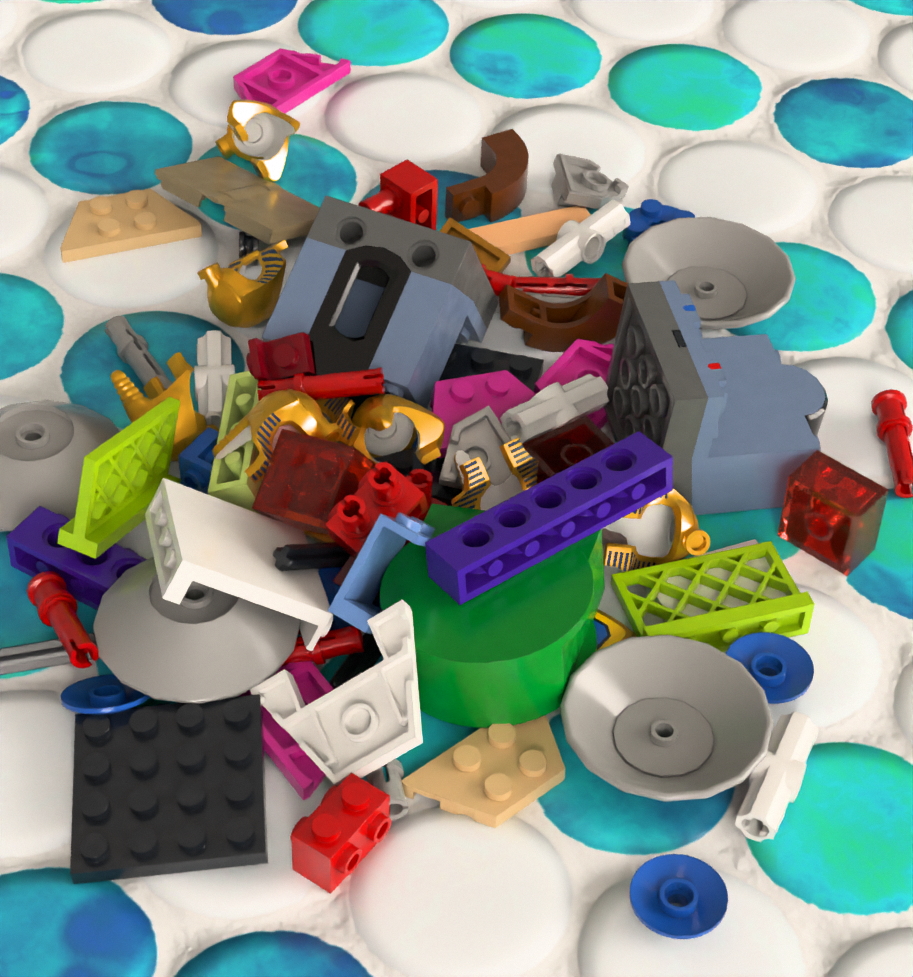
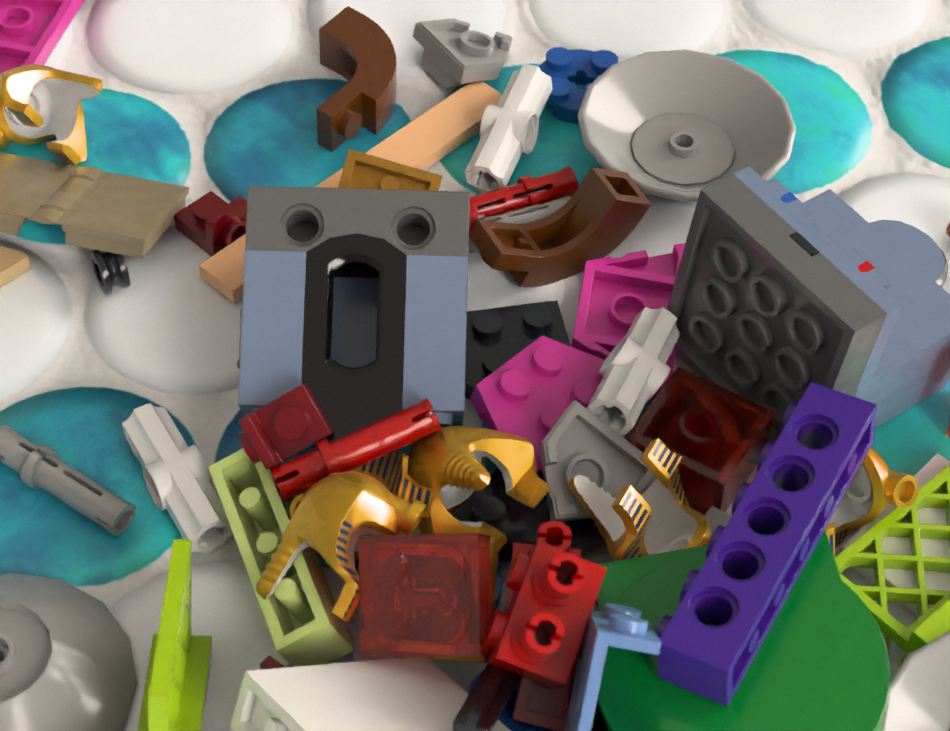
camera: 25 degrees left, 5 degrees up
(189, 422) = (142, 569): pearl gold piece -> none
(197, 461) = (227, 606): blue bracket -> none
(244, 300) = (145, 349): pearl gold piece -> none
(406, 194) = (282, 143): red brick -> none

